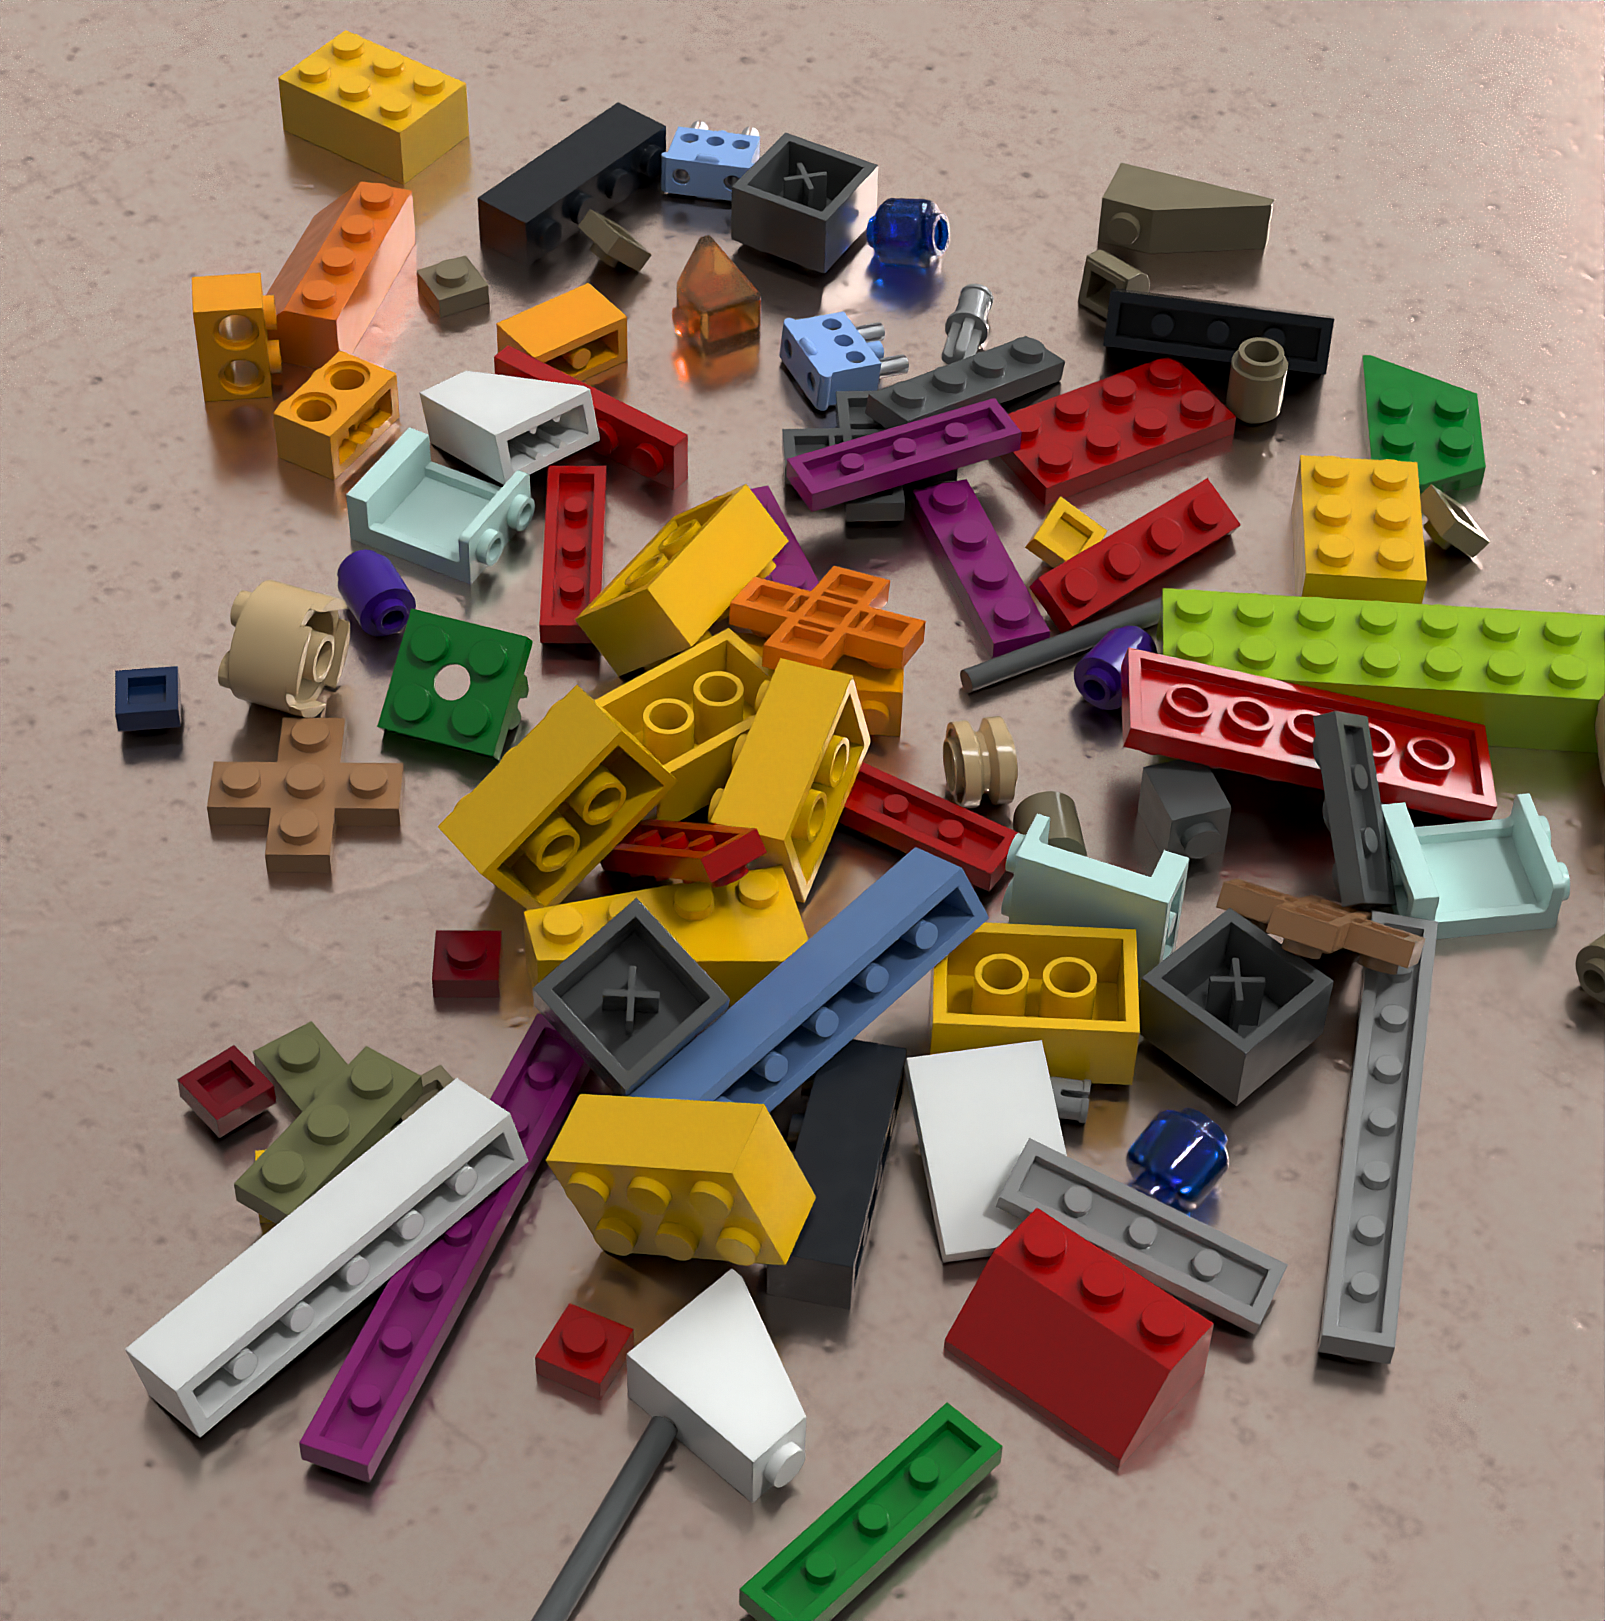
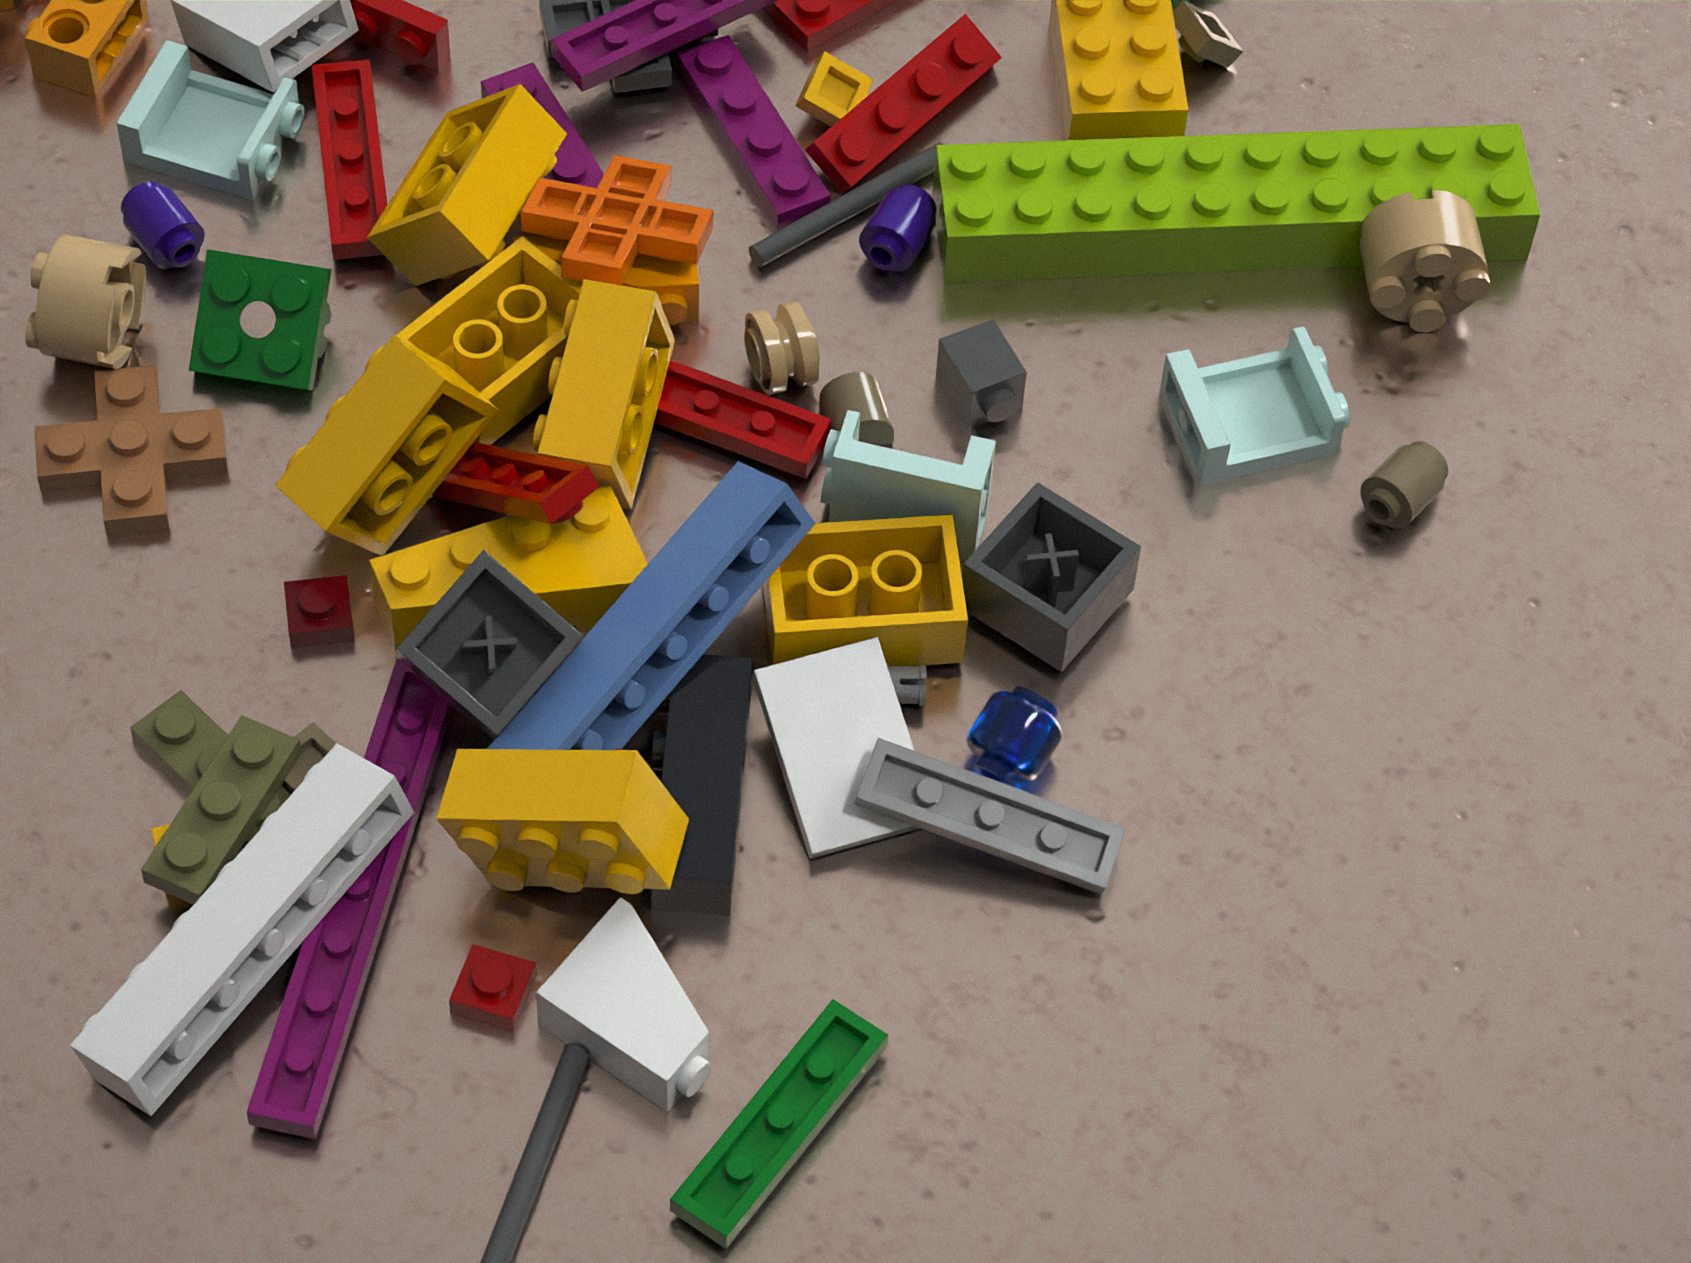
camera: 10 degrees left, 10 degrees up
(226, 1091) = (112, 771): dark red plate -> none
(1080, 1337) = (944, 920): red slope -> none
(1269, 732) = (1088, 288): red plate -> none
(1321, 926) = (1123, 488): medium nougat plate -> none
(1353, 811) = (1142, 365): dark grey plate -> none
(1378, 1155) = (1196, 688): light grey plate -> none

